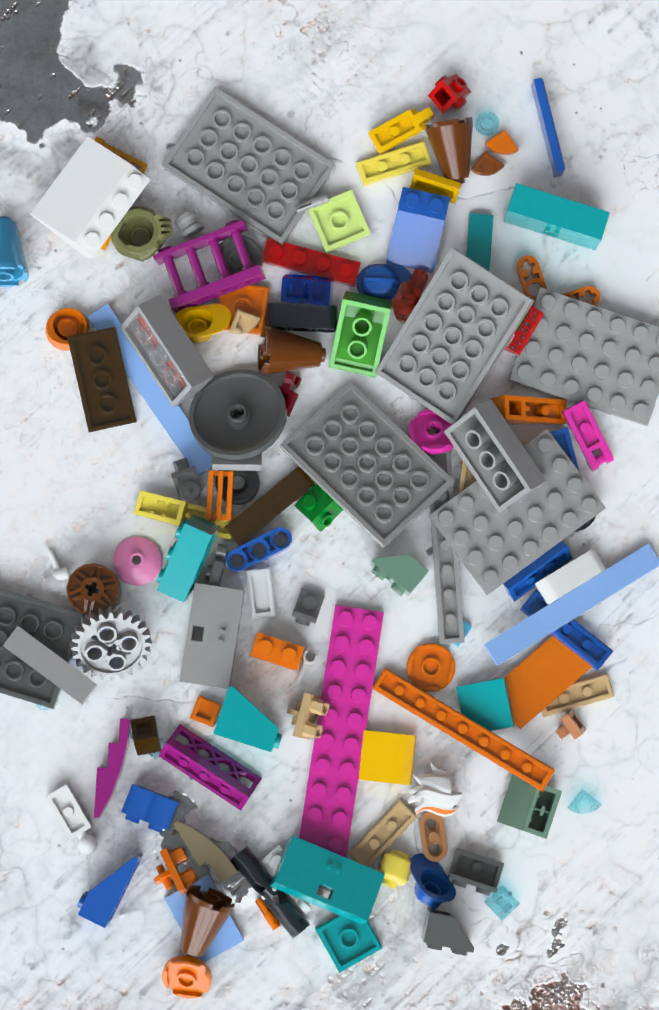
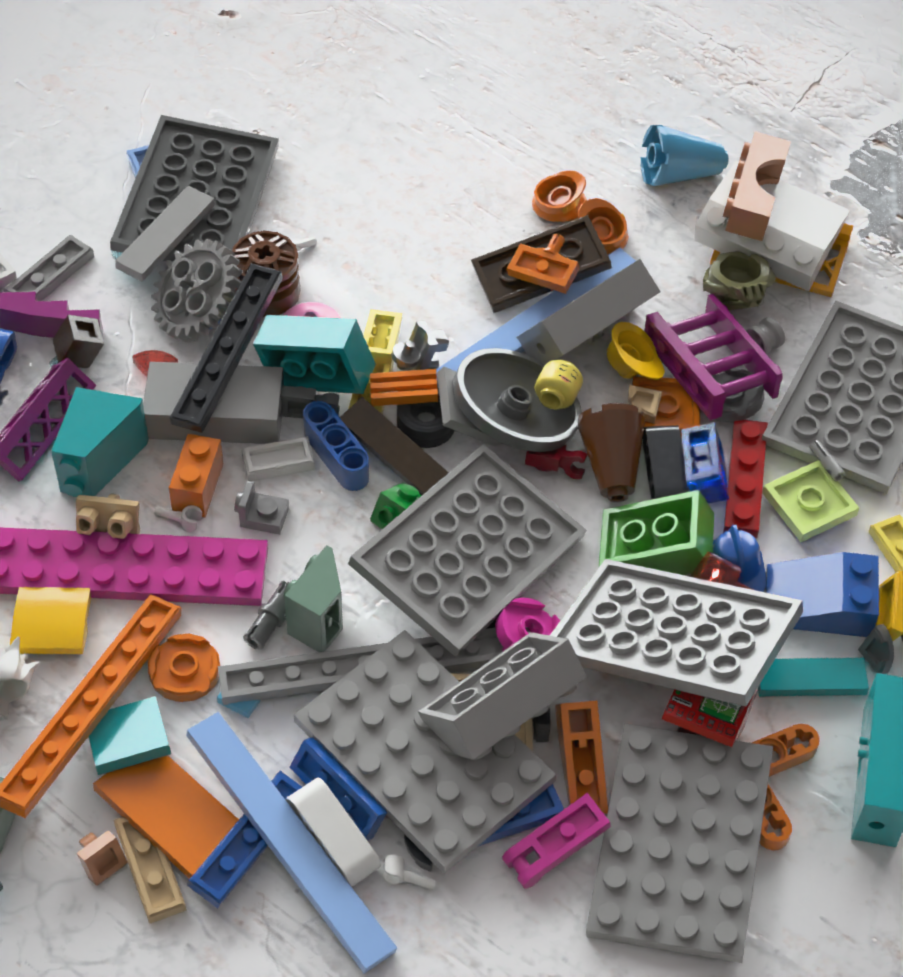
camera: 85 degrees right, 30 degrees down
(30, 355) = (559, 196): none -> orange piece
(62, 759) = (53, 268): none -> light grey tile
(98, 214) = (751, 205): none -> arch
(115, 377) = (544, 266): none -> orange plate
(163, 679) = (143, 359): none -> clear red tile
(180, 621) = (226, 348): none -> black tile
(229, 382) = (558, 384): none -> light yellow head
(398, 605) = (270, 616): none -> dark grey pin
(465, 202) = (878, 649): none -> dark grey tile
(595, 540) = (395, 874): none -> white hand

